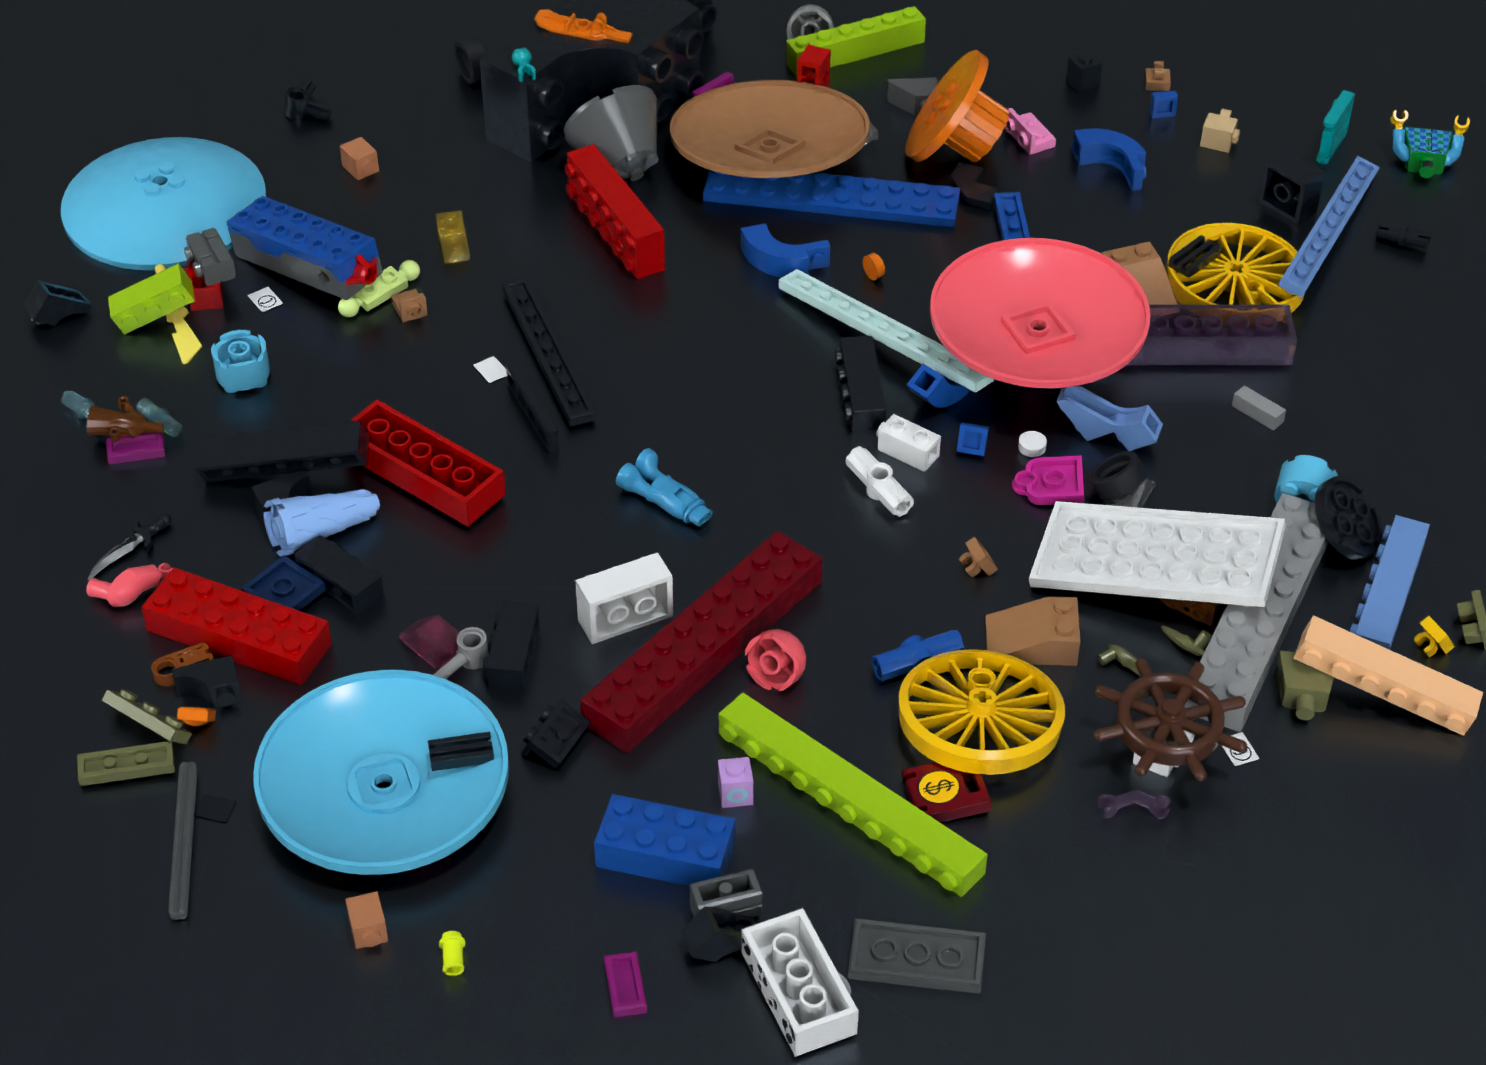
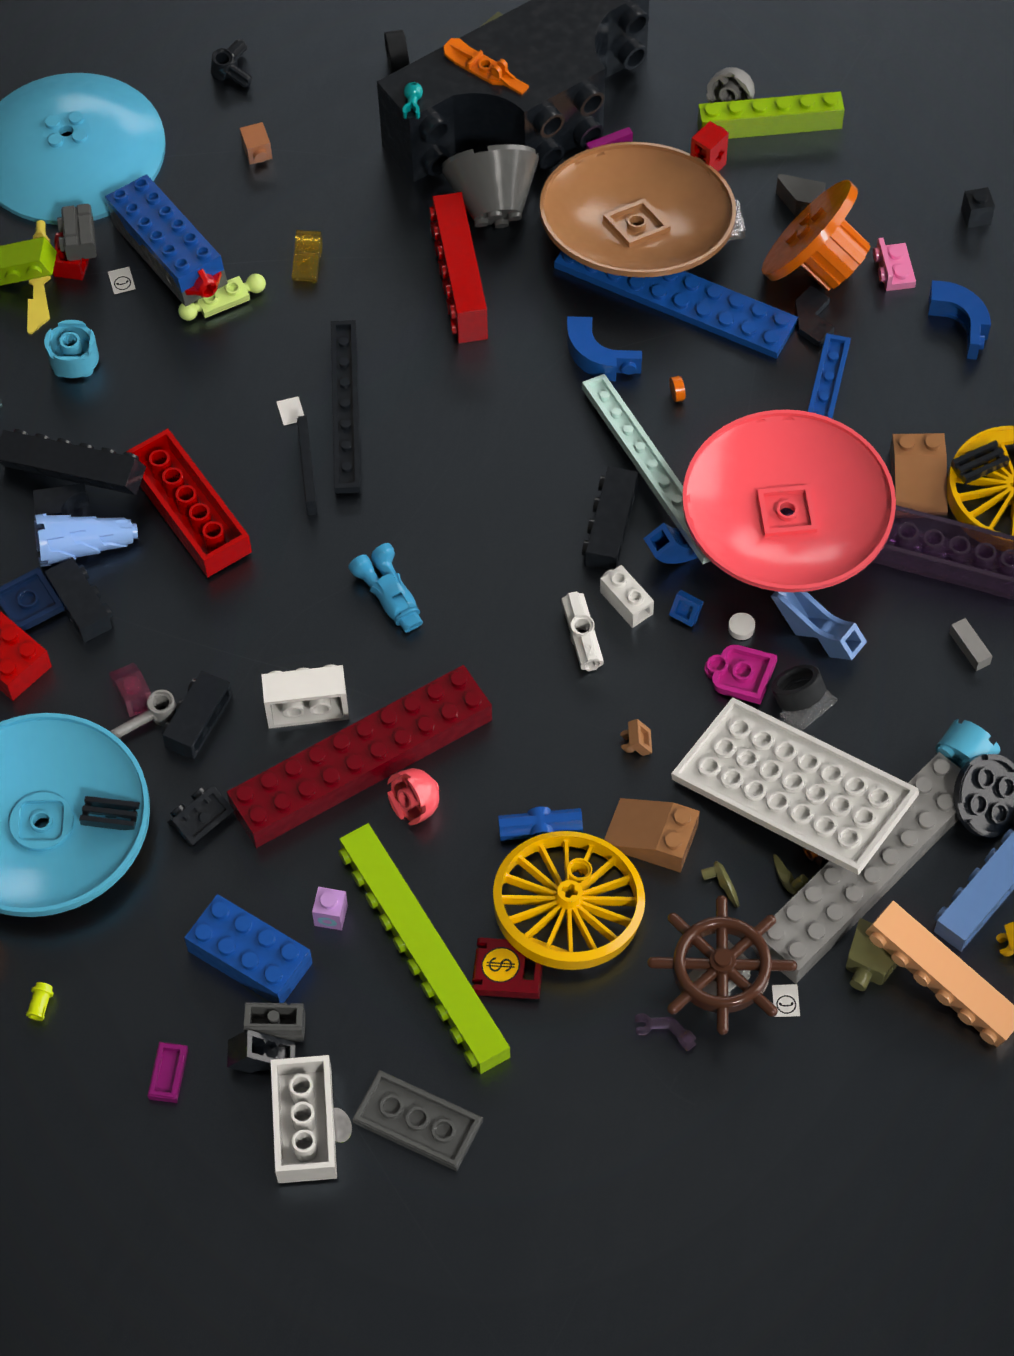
camera: 20 degrees right, 15 degrees up
(409, 305) = (243, 321): medium nougat bracket -> none

